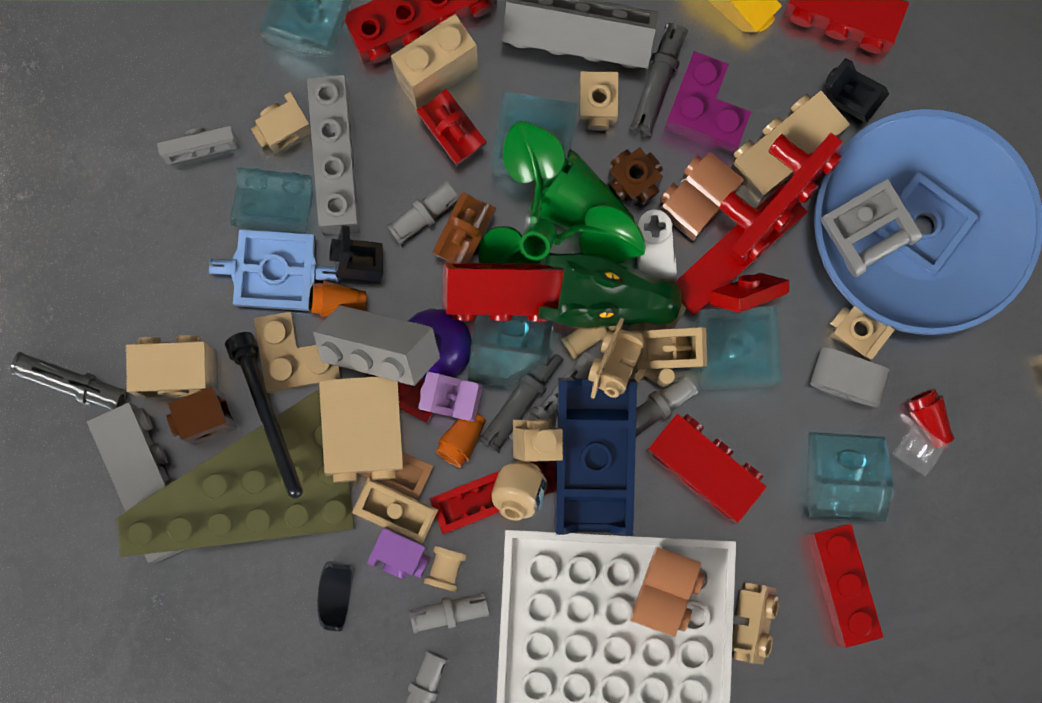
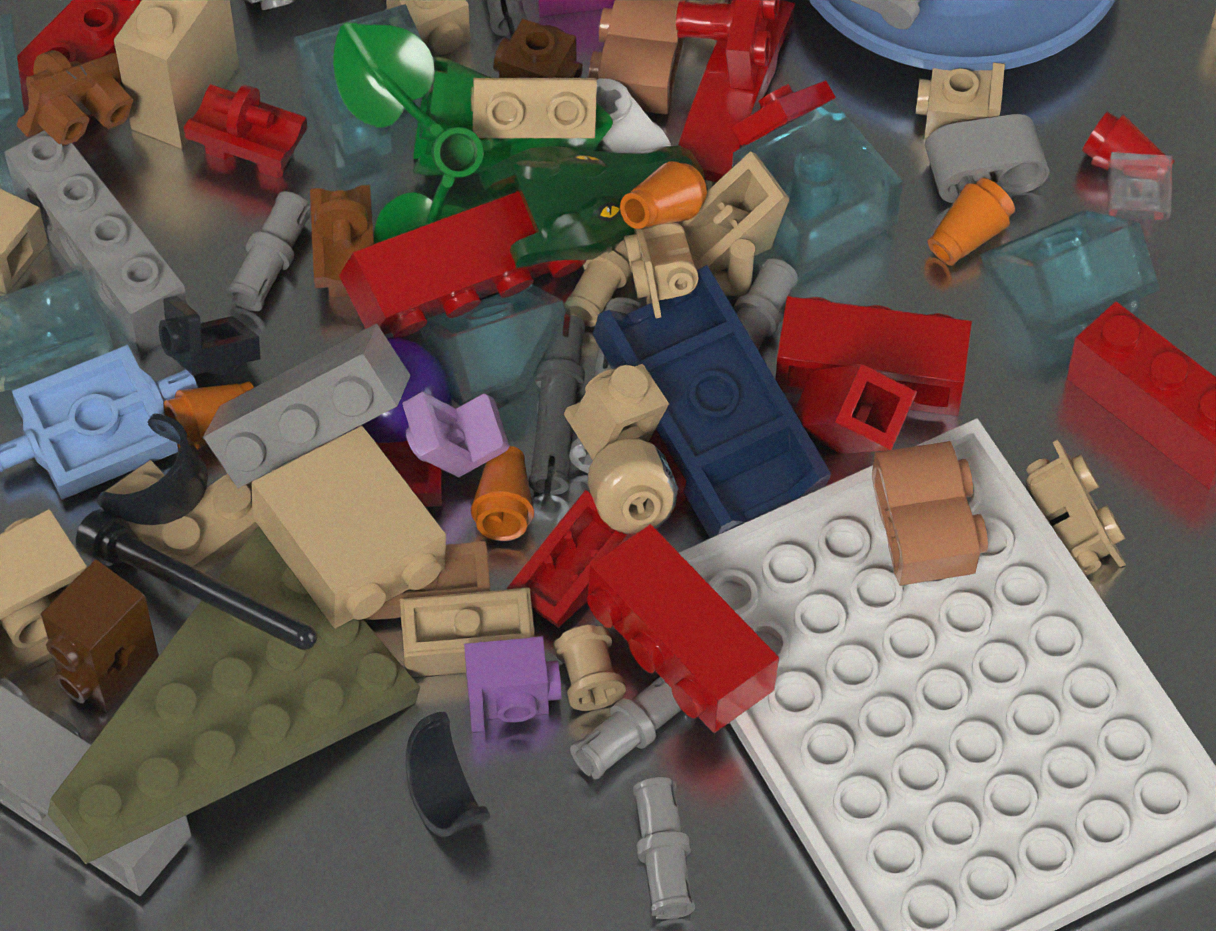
camera: 30 degrees left, 25 degrees down
(295, 345) = (174, 493): none -> black helmet
(345, 68) = (67, 92): none -> dark orange hips
(495, 586) = (681, 629): none -> red brick
(611, 236) = (534, 107): none -> tan hinge
(640, 325) = (665, 196): none -> orange cone
(662, 512) = (853, 408): none -> red brick
(814, 413) = (972, 220): none -> orange cone

